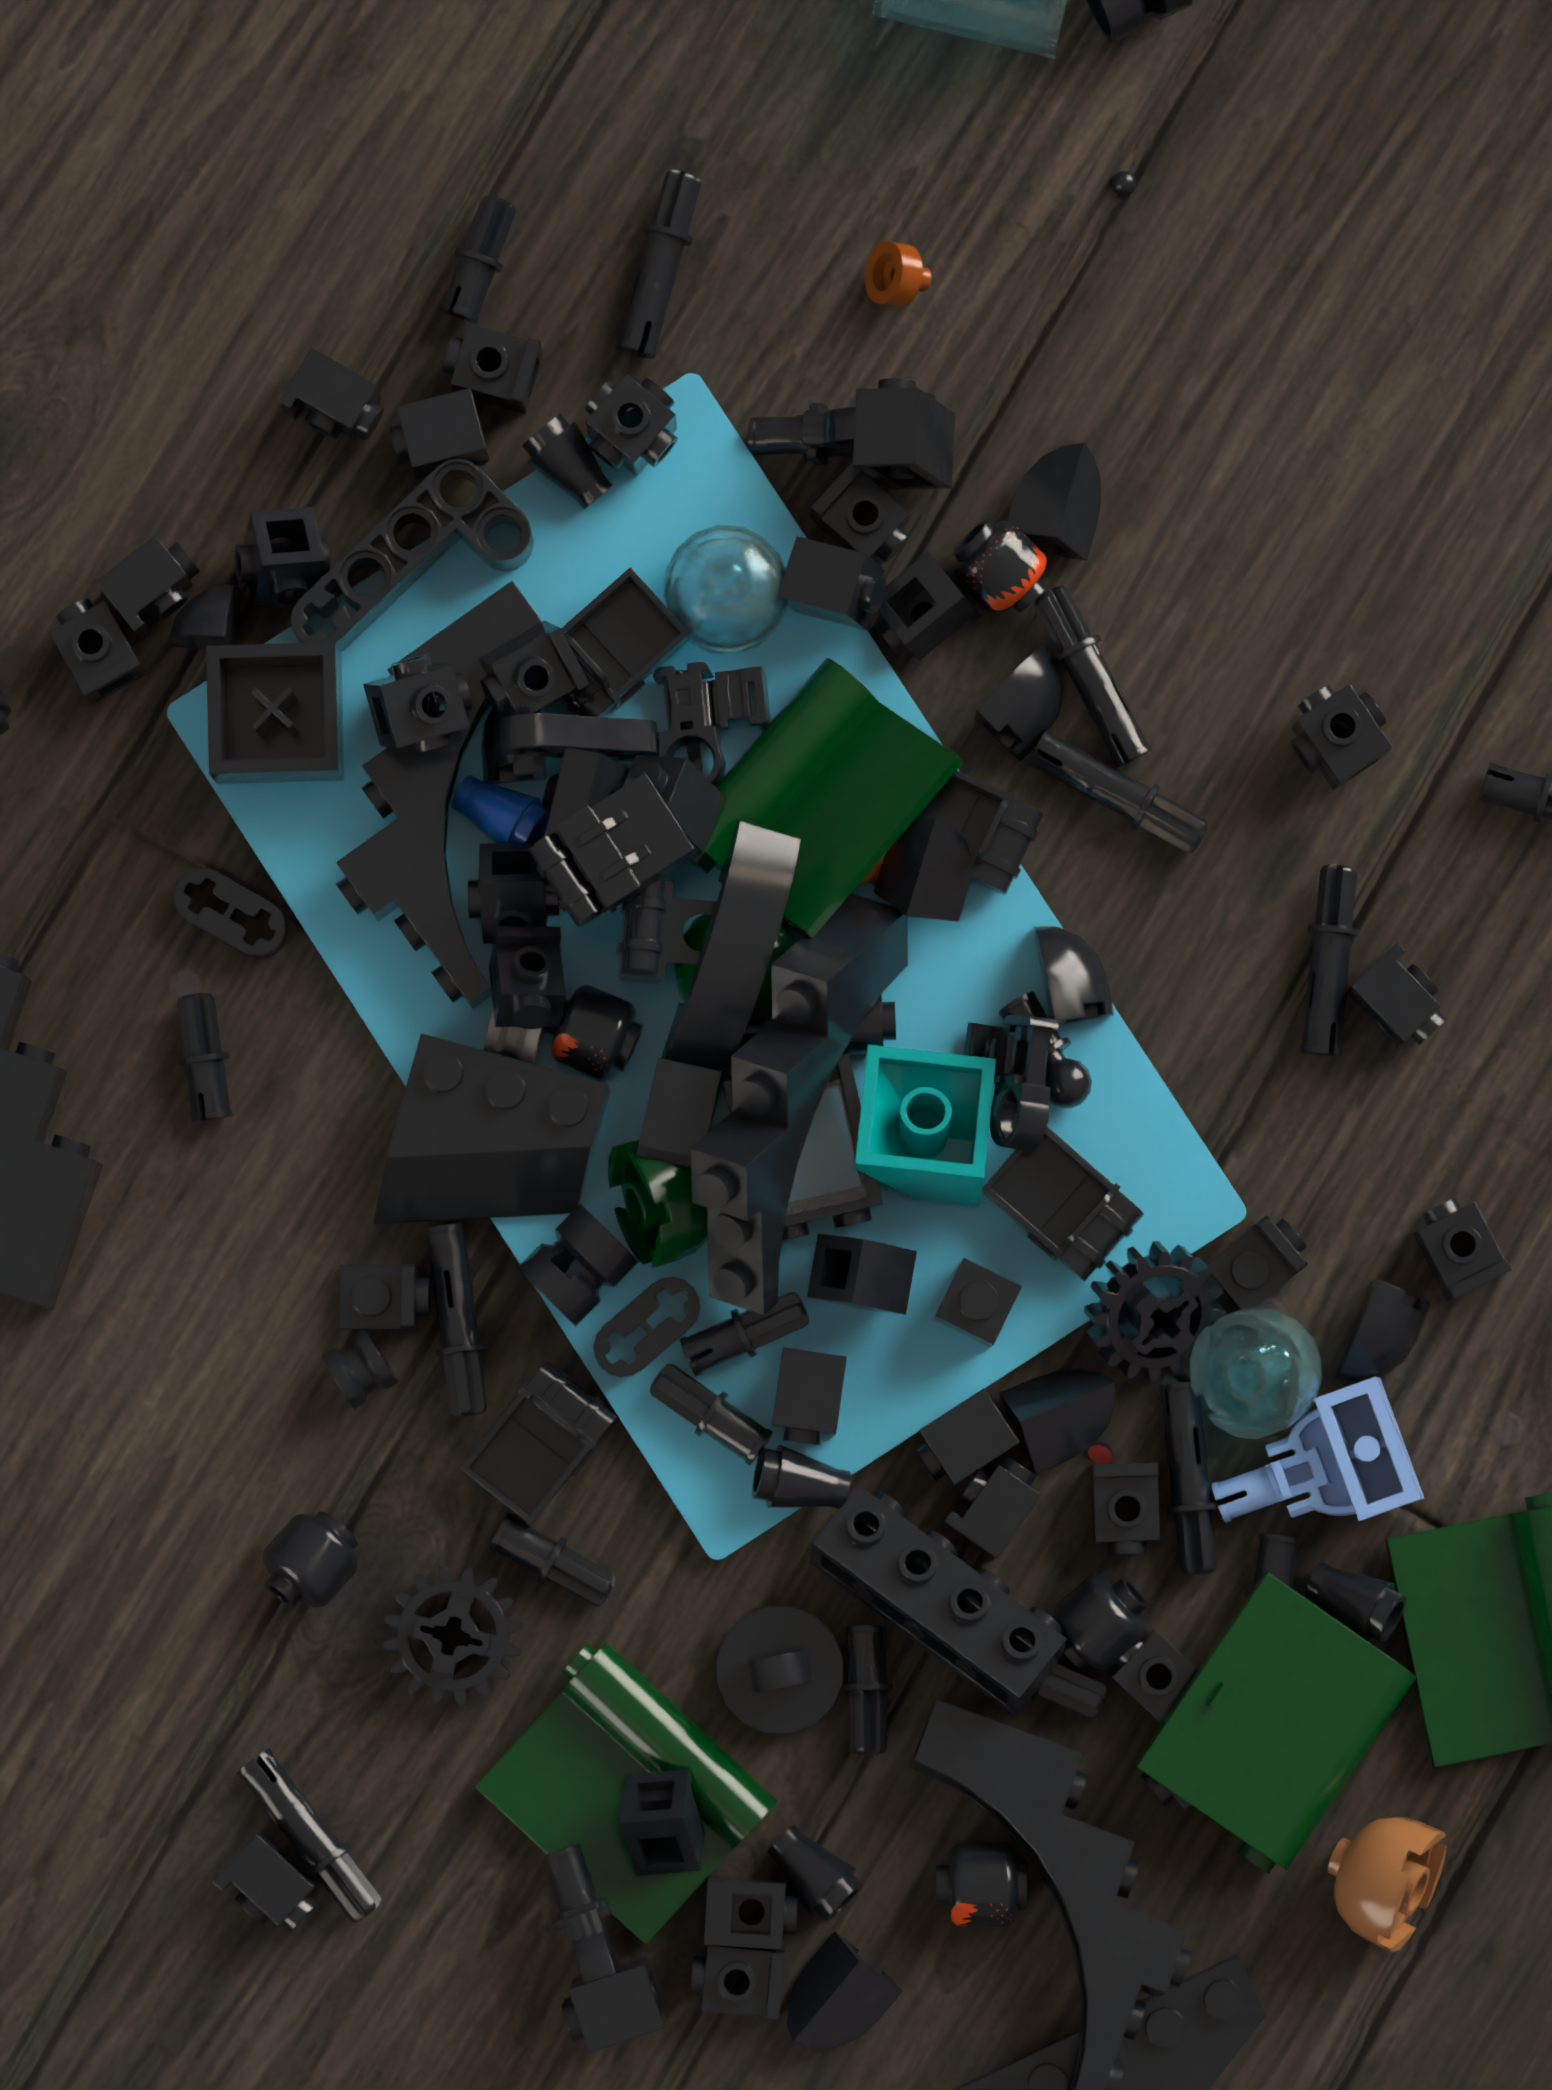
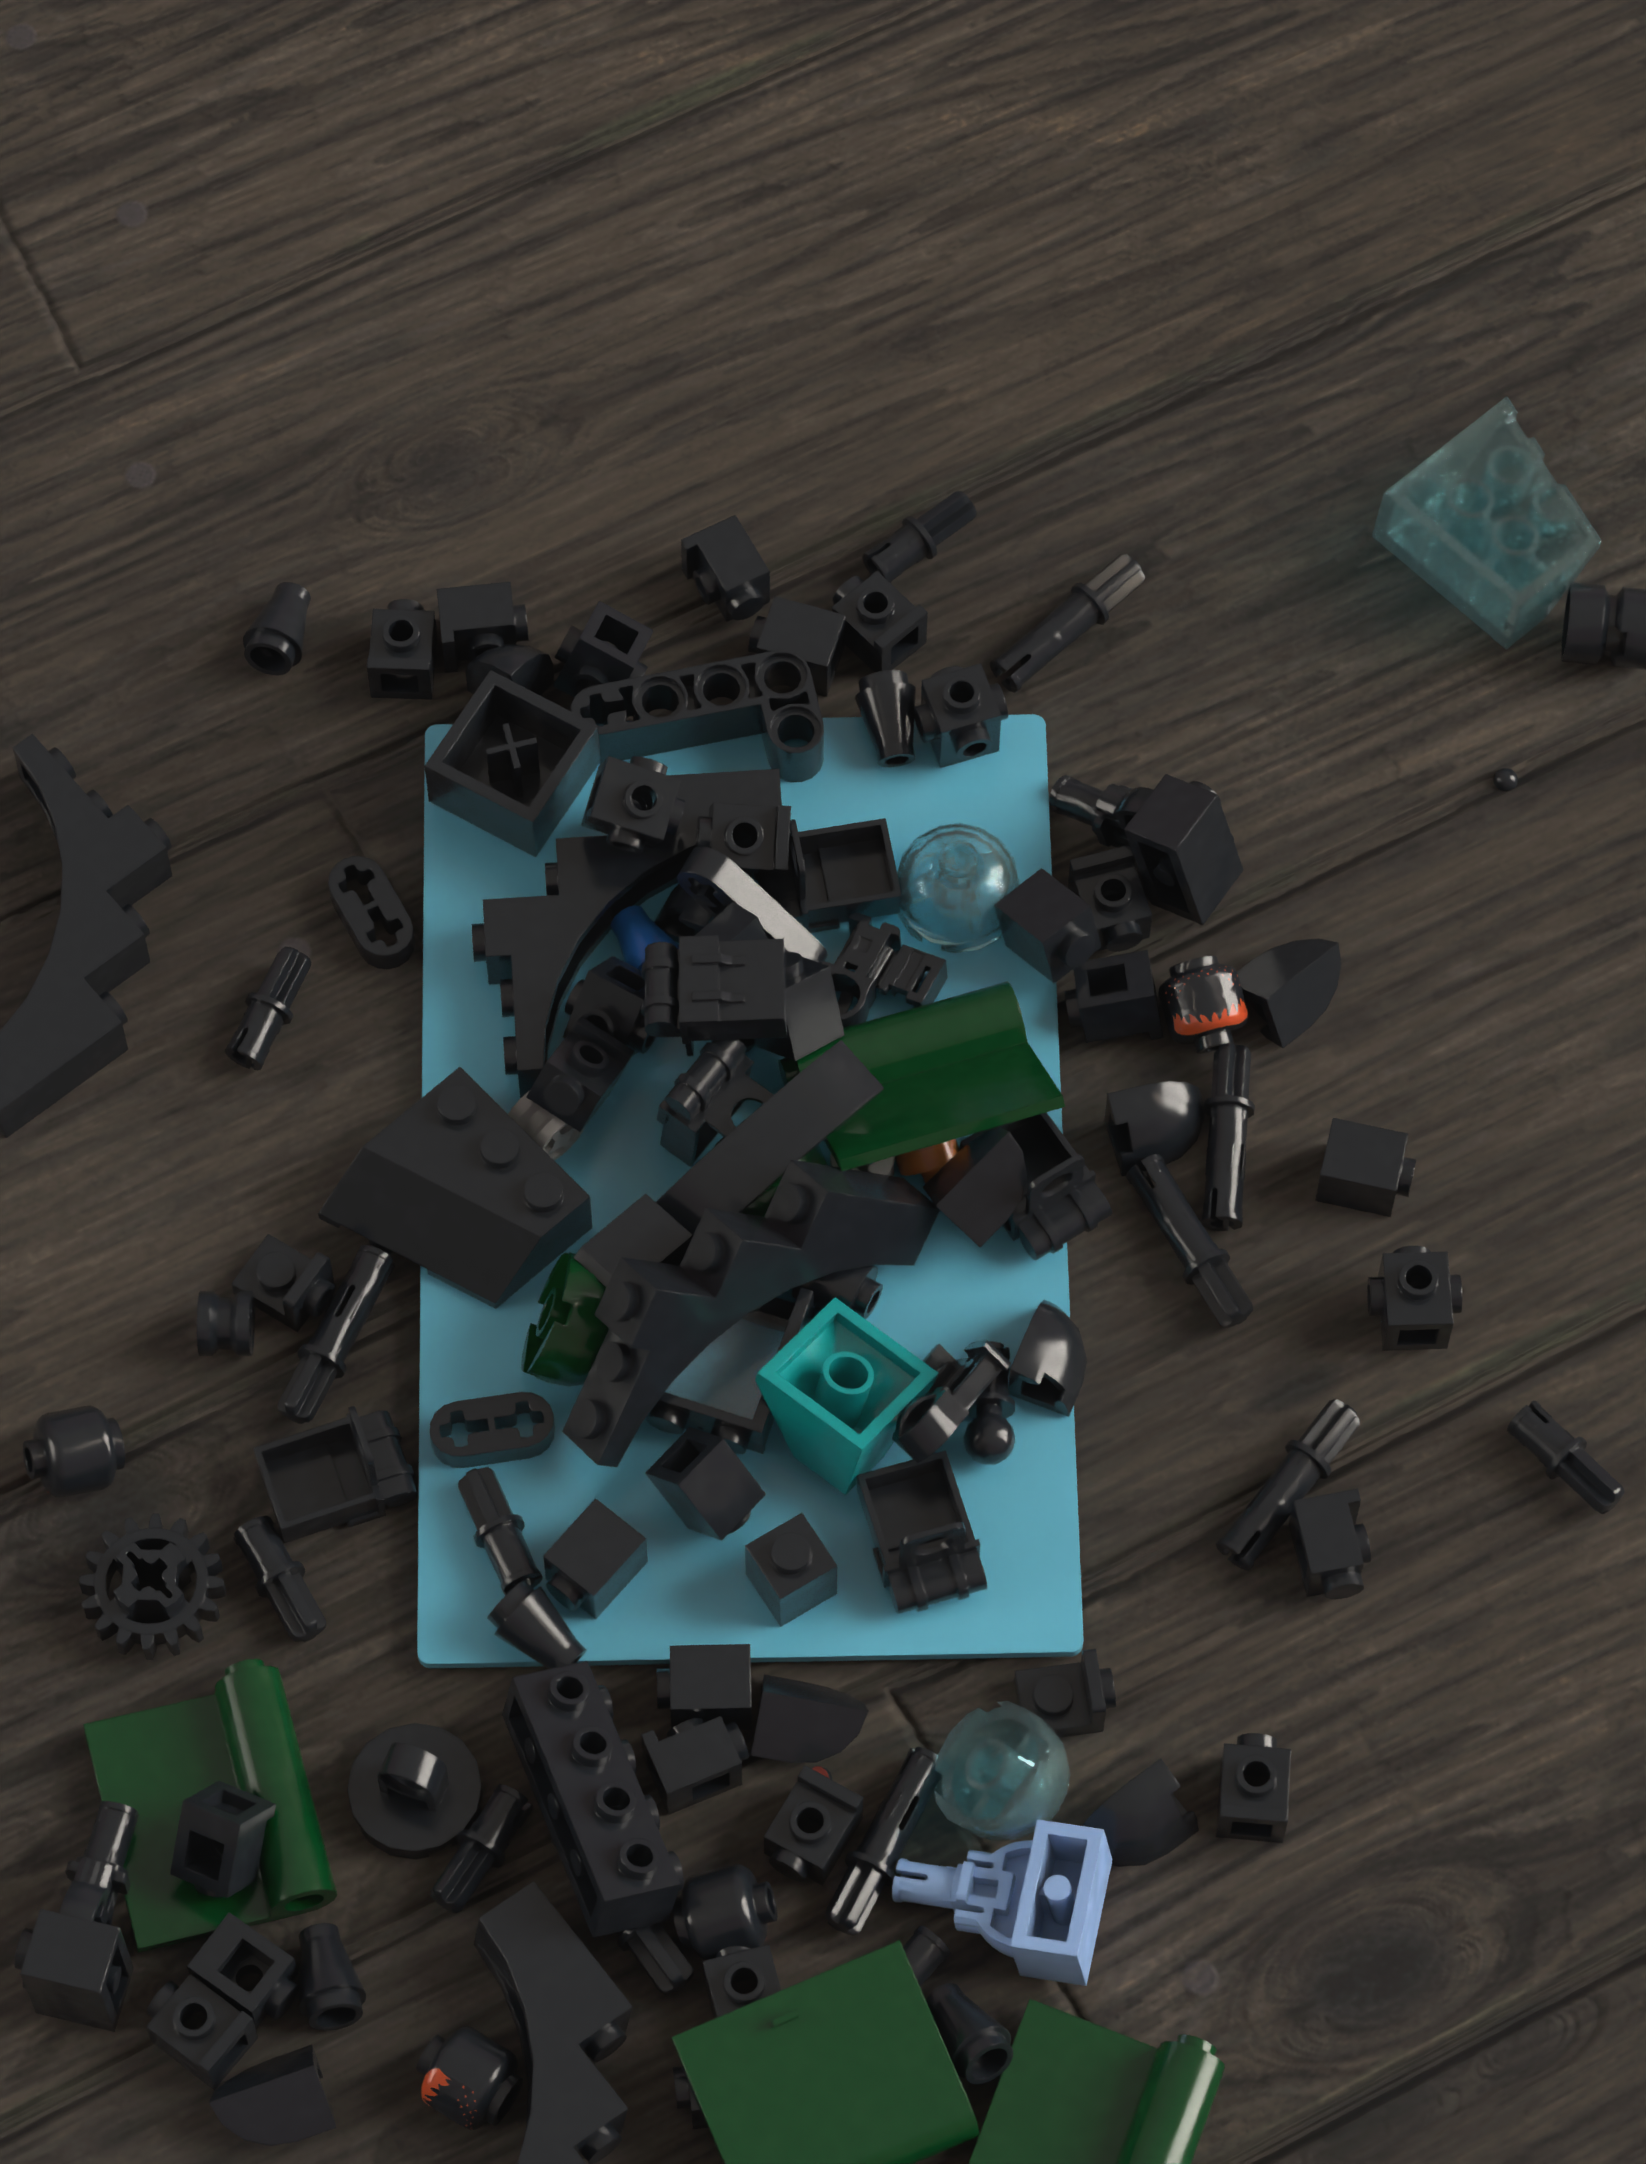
camera: 30 degrees right, 20 degrees down
(595, 1032) = (609, 1163): black head -> none
(595, 1248) = (466, 1337): black wheel -> none
(744, 1333) = (572, 1480): black axle -> none
(895, 274) = (1263, 735): dark orange tile -> none
(1134, 1291) = (912, 1680): black gear -> none
(1225, 636) = (1364, 1168): none -> black brick

